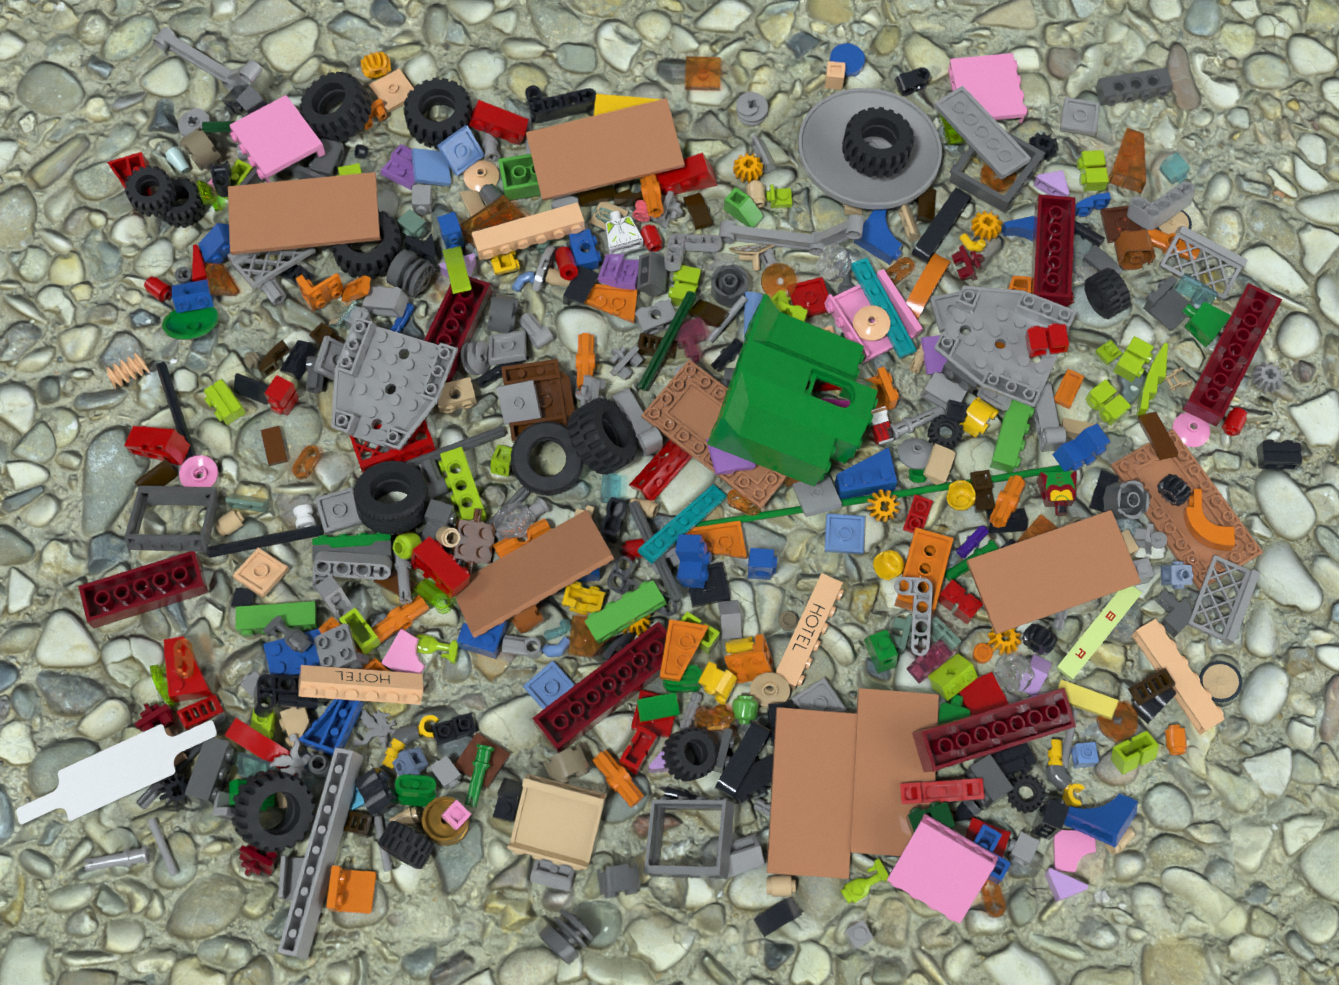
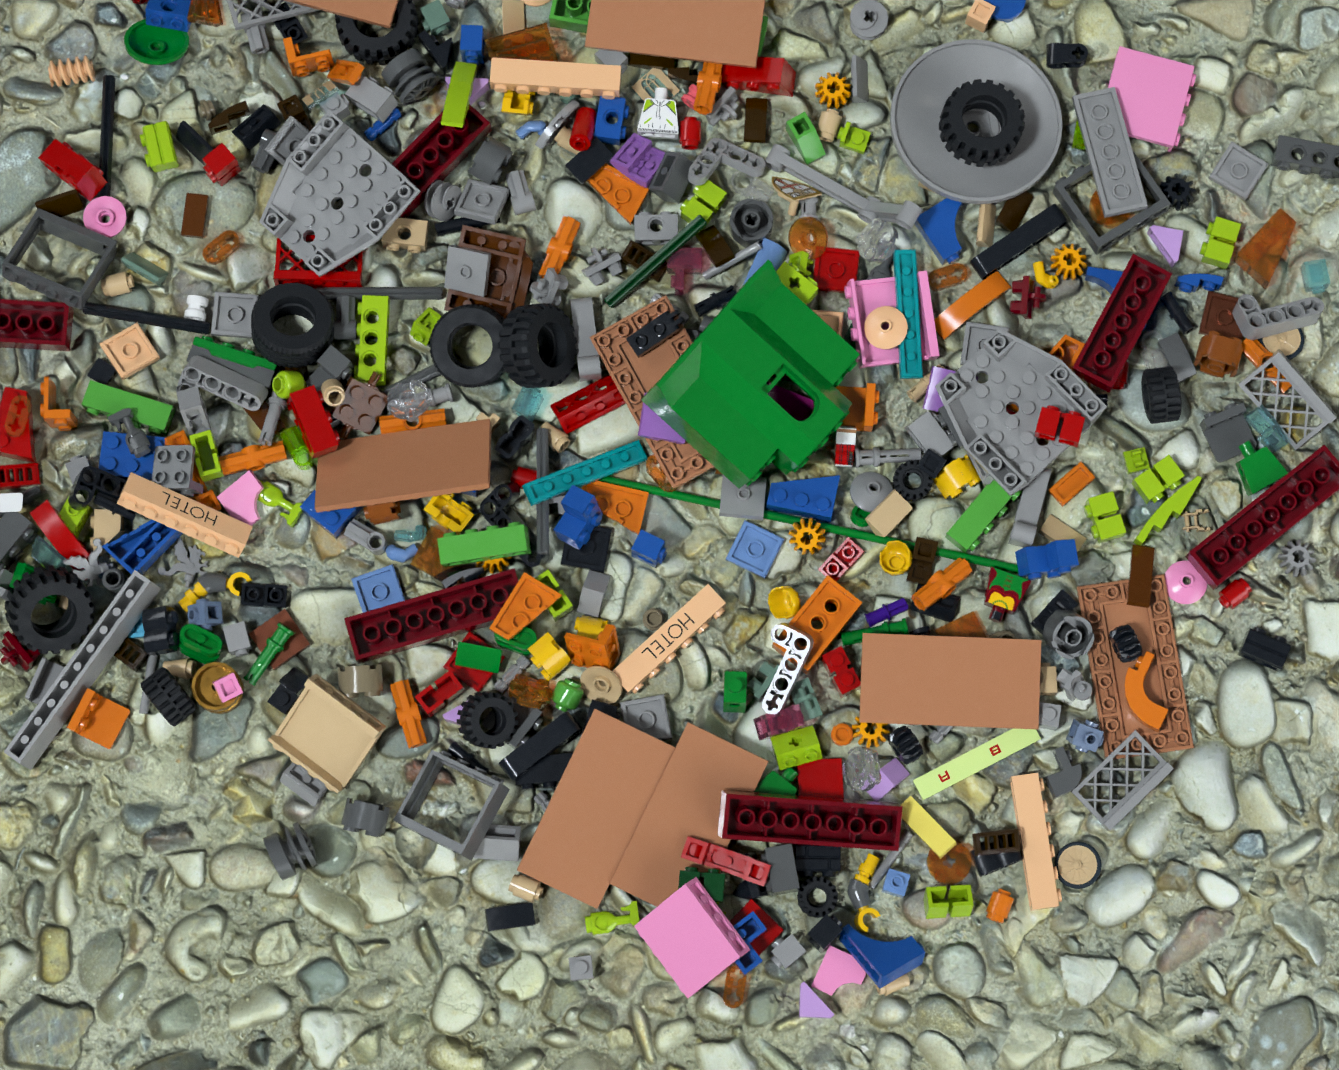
camera: 25 degrees right, 10 degrees up
(219, 648) = (56, 418): none -> orange bracket
(489, 193) = (535, 13): dark grey brick -> none
(693, 390) = (655, 332): none -> black hinge

